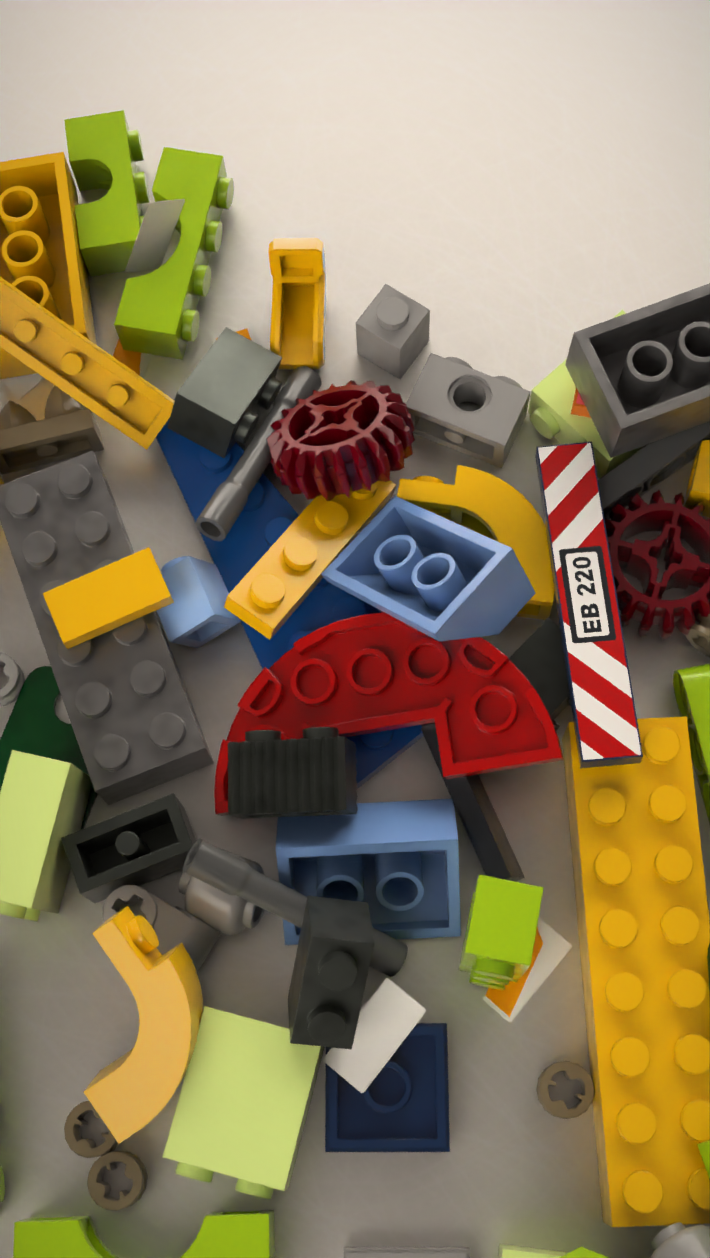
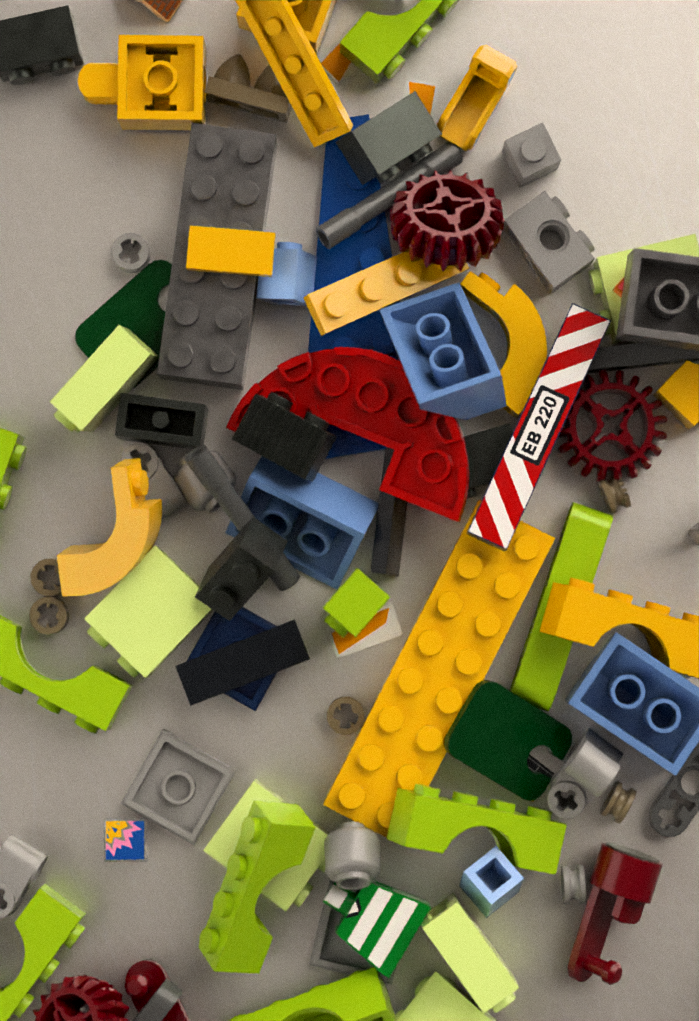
camera: 25 degrees right, 15 degrees up
(379, 1033) = (253, 618): white sticker -> none
(397, 1096) = (242, 662): none -> black tile

